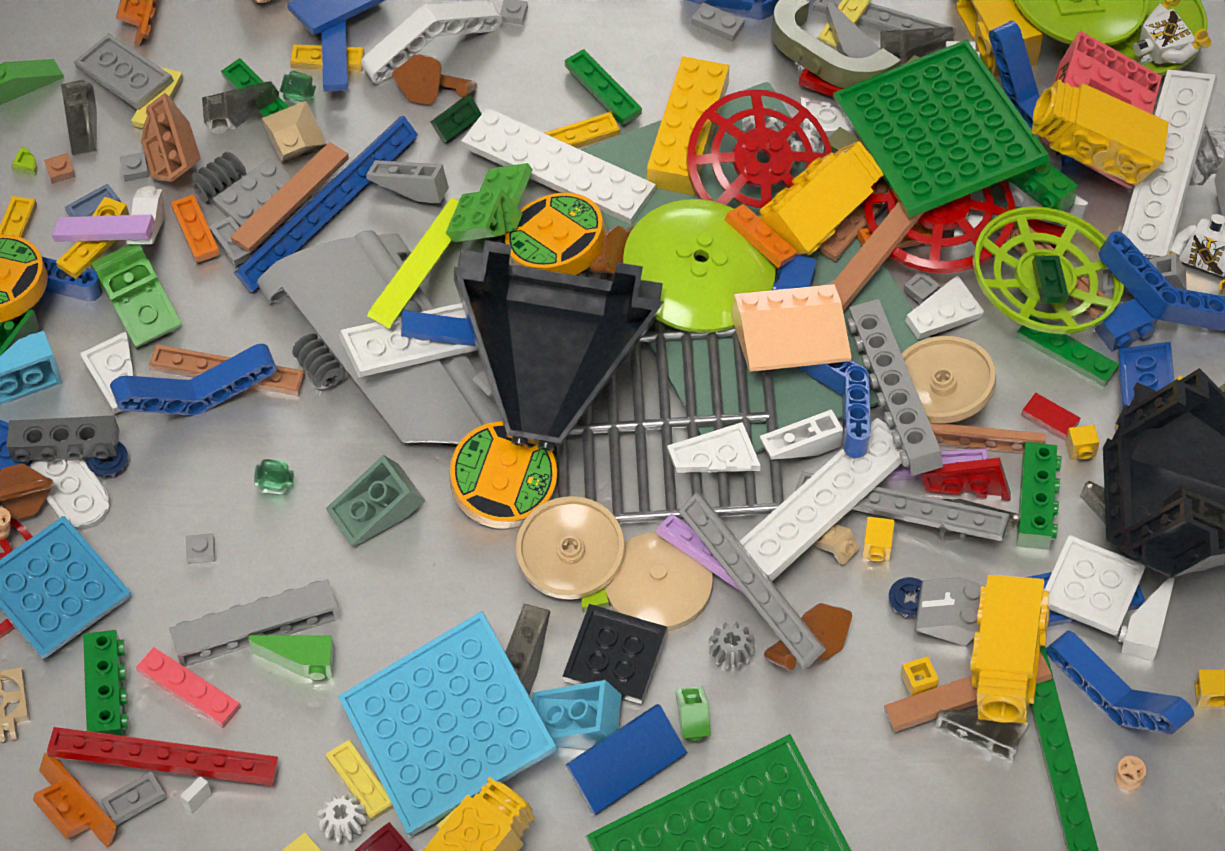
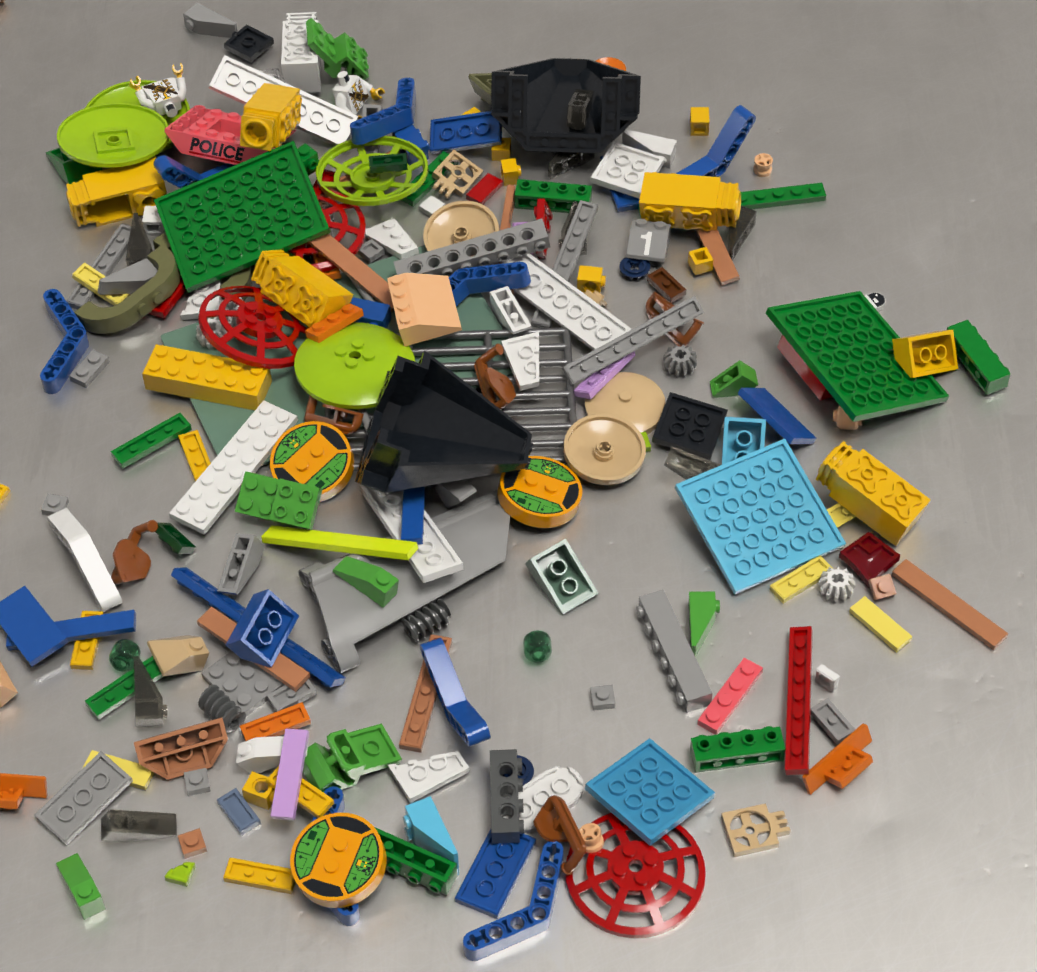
camera: 90 degrees left, 5 degrees down
(302, 196) = (262, 629): none -> blue slope
(352, 284) = (368, 579): none -> bright green slope
(665, 418) = (494, 381): none -> dark orange piece
(875, 634) = (666, 285): none -> reddish brown plate
(1012, 355) = (430, 205): none -> white tile
(1052, 368) = (447, 184): none -> tan piece

